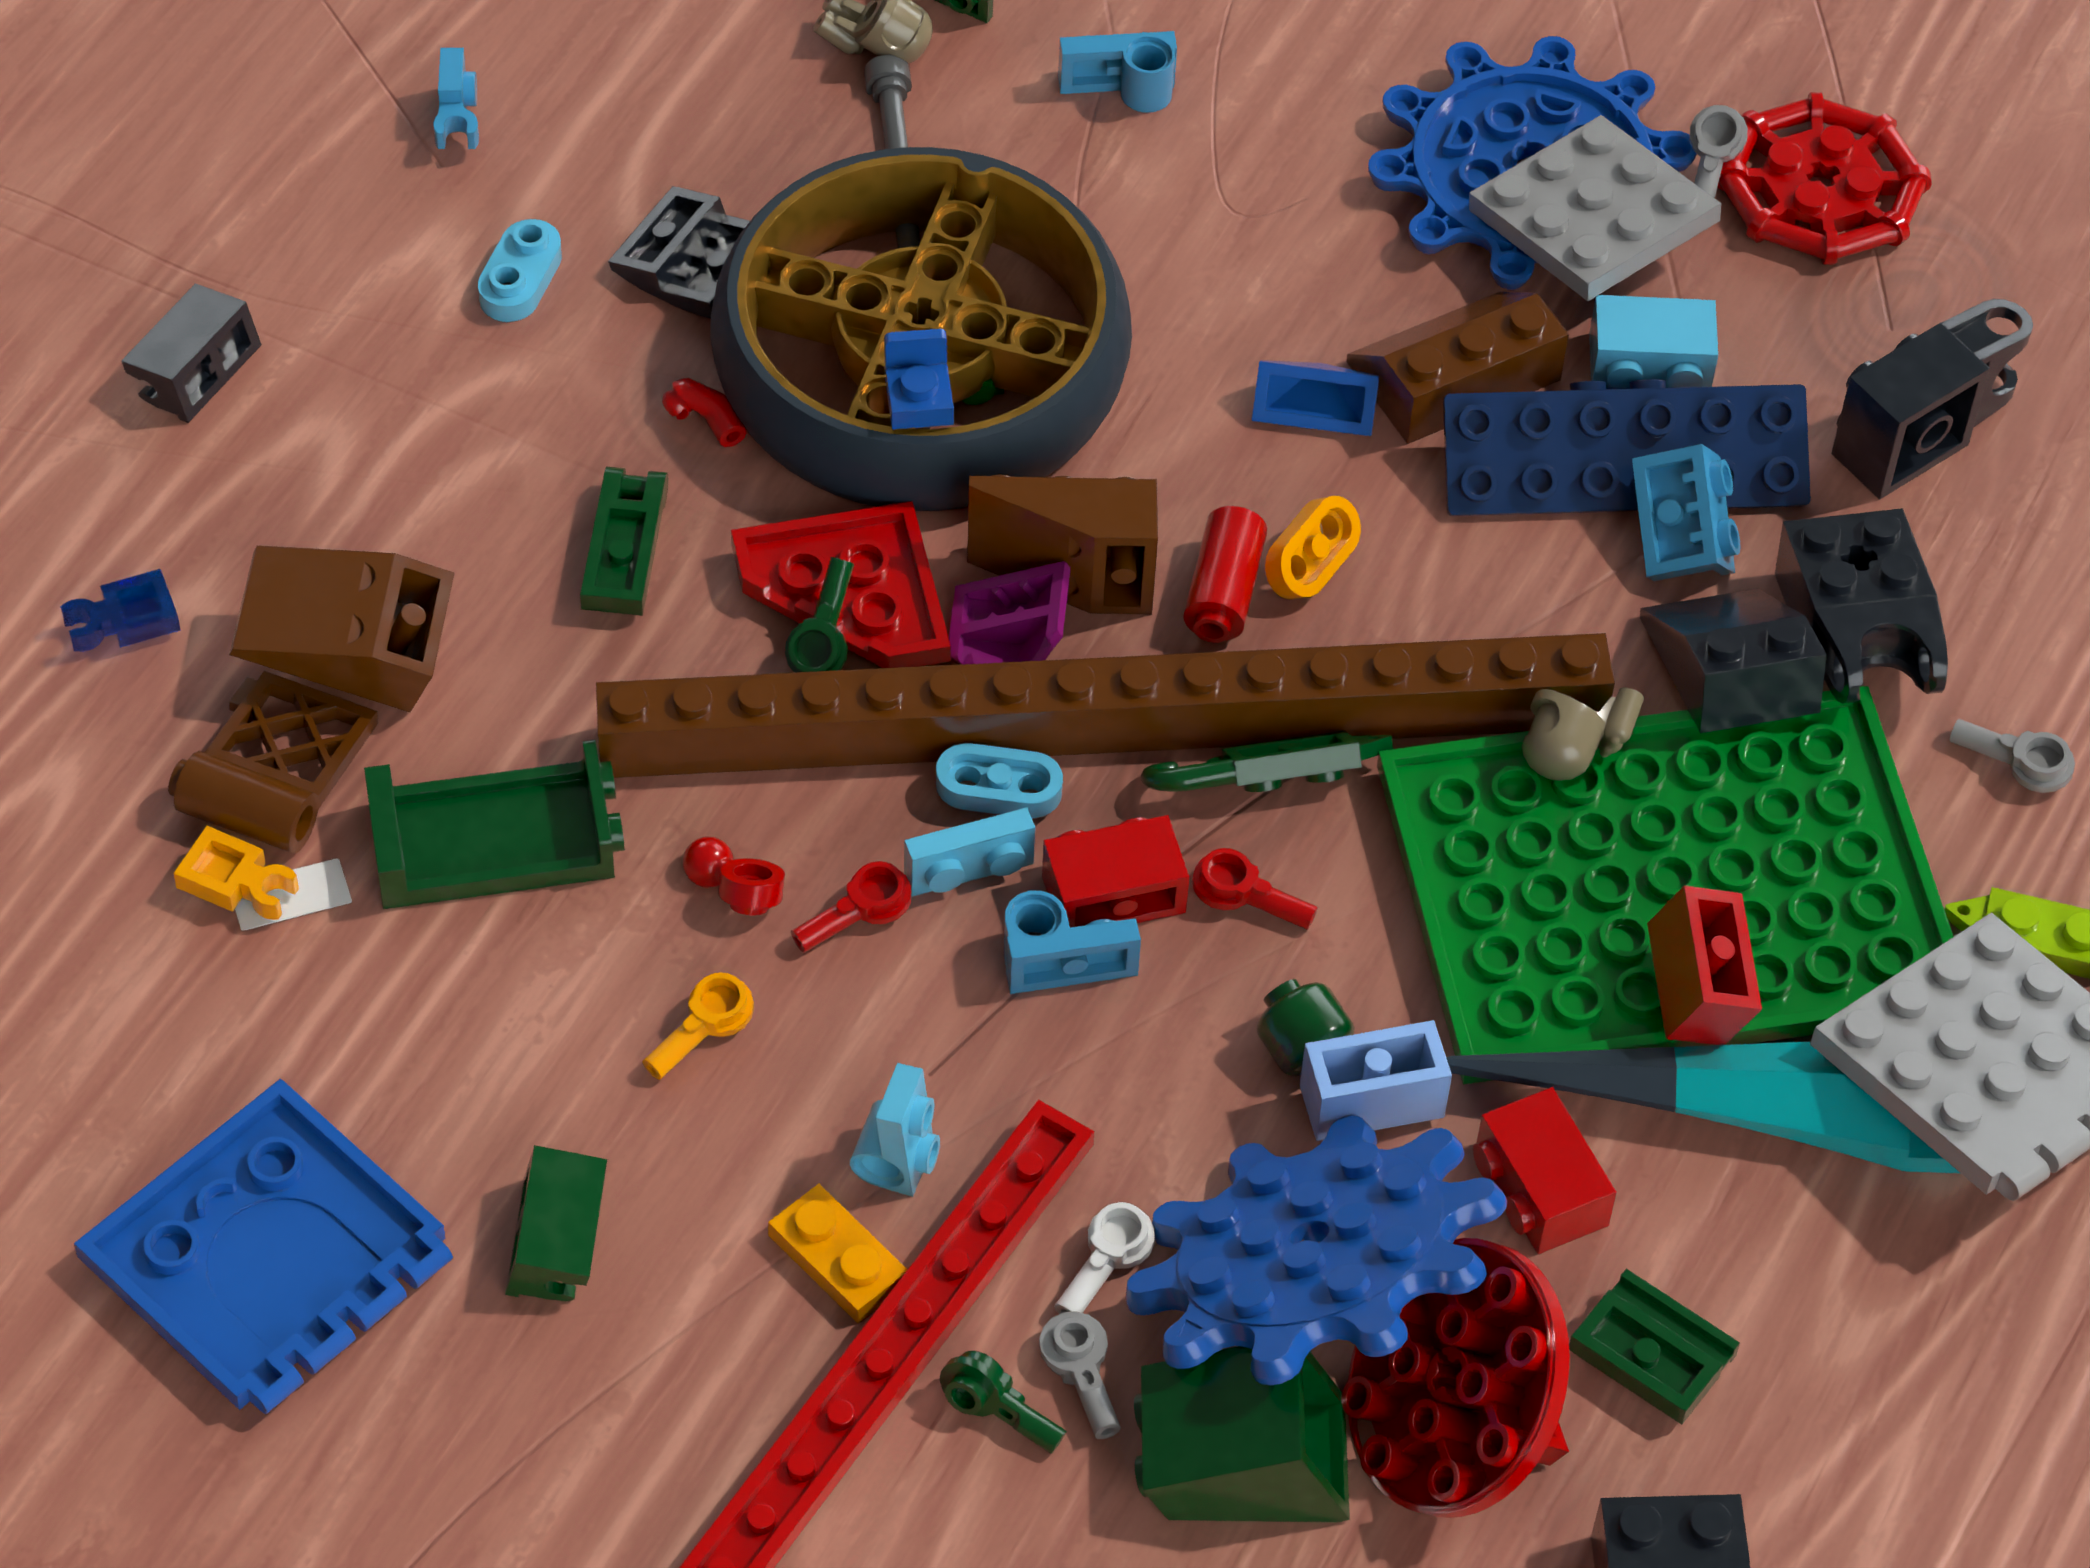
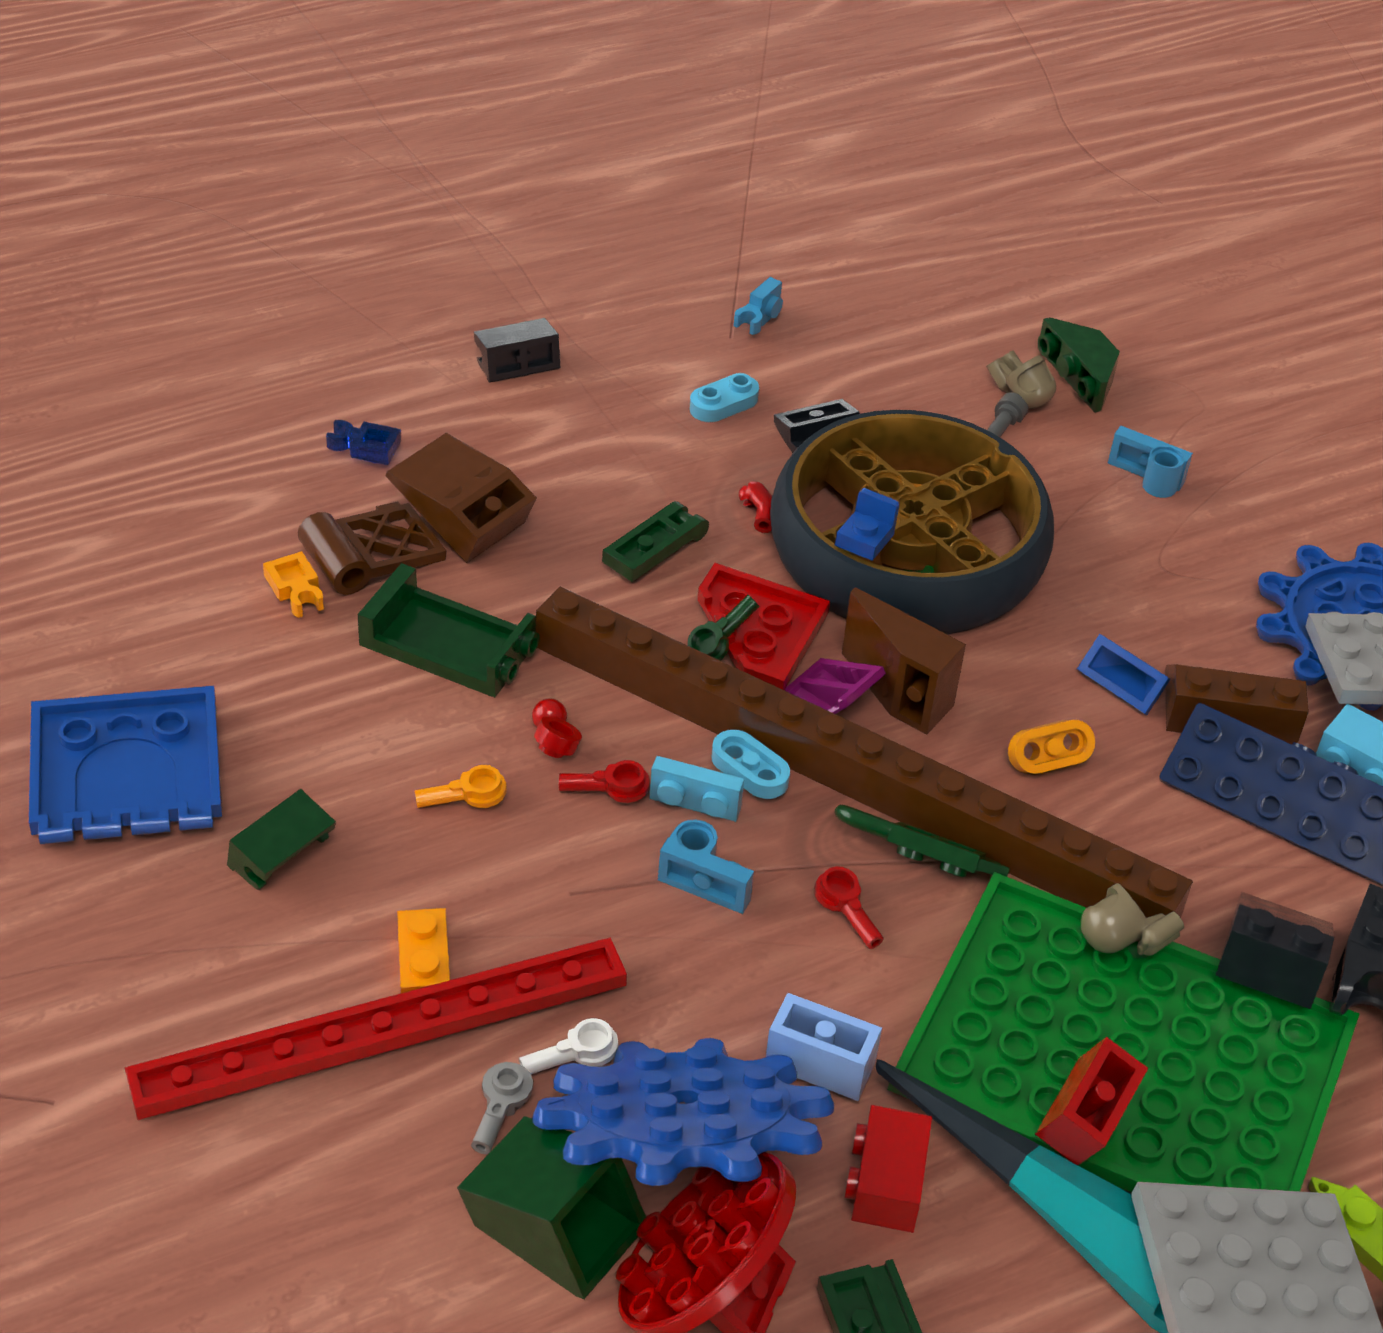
camera: 35 degrees right, 10 degrees down
(320, 888) = (334, 616): white sticker -> none
(898, 1135) = (509, 903): medium azure plate -> none
(981, 1388) = (428, 1074): dark green plate -> none
(1117, 872) = (772, 845): red brick -> none
(1225, 574) = (983, 732): red brick -> none
(1299, 1017) = (811, 981): dark green head -> none
(1685, 512) = (1312, 850): dark azure bracket -> none

